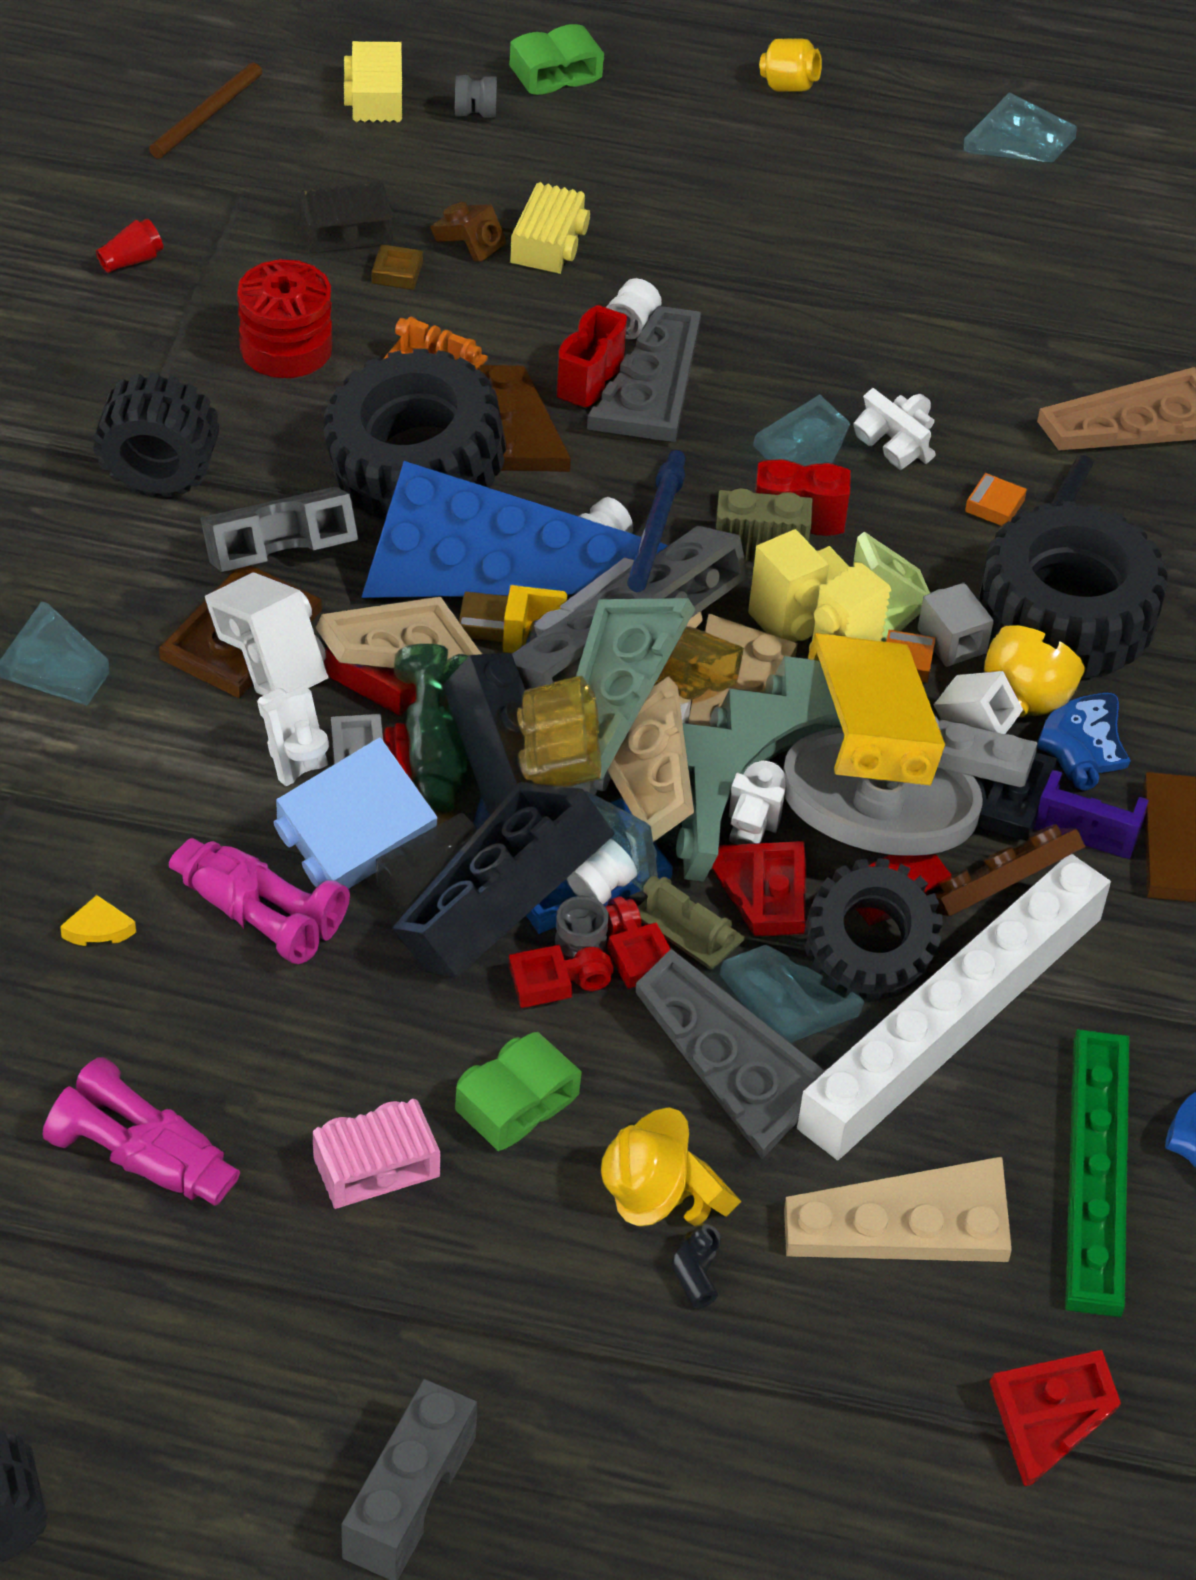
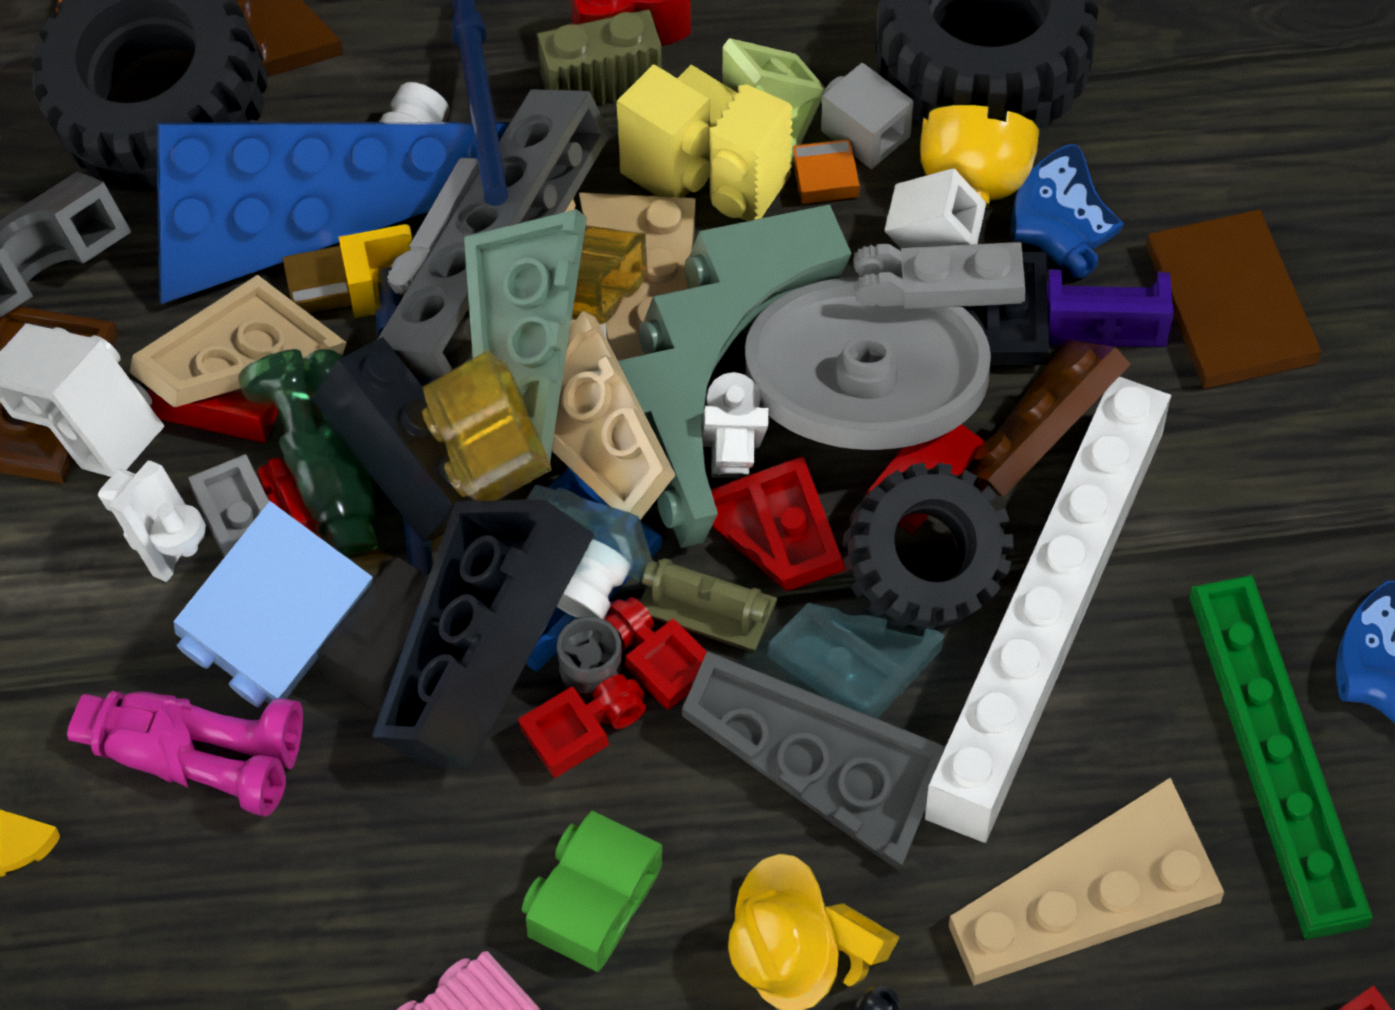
camera: 15 degrees left, 10 degrees up
(880, 710) = (831, 260): yellow panel -> none

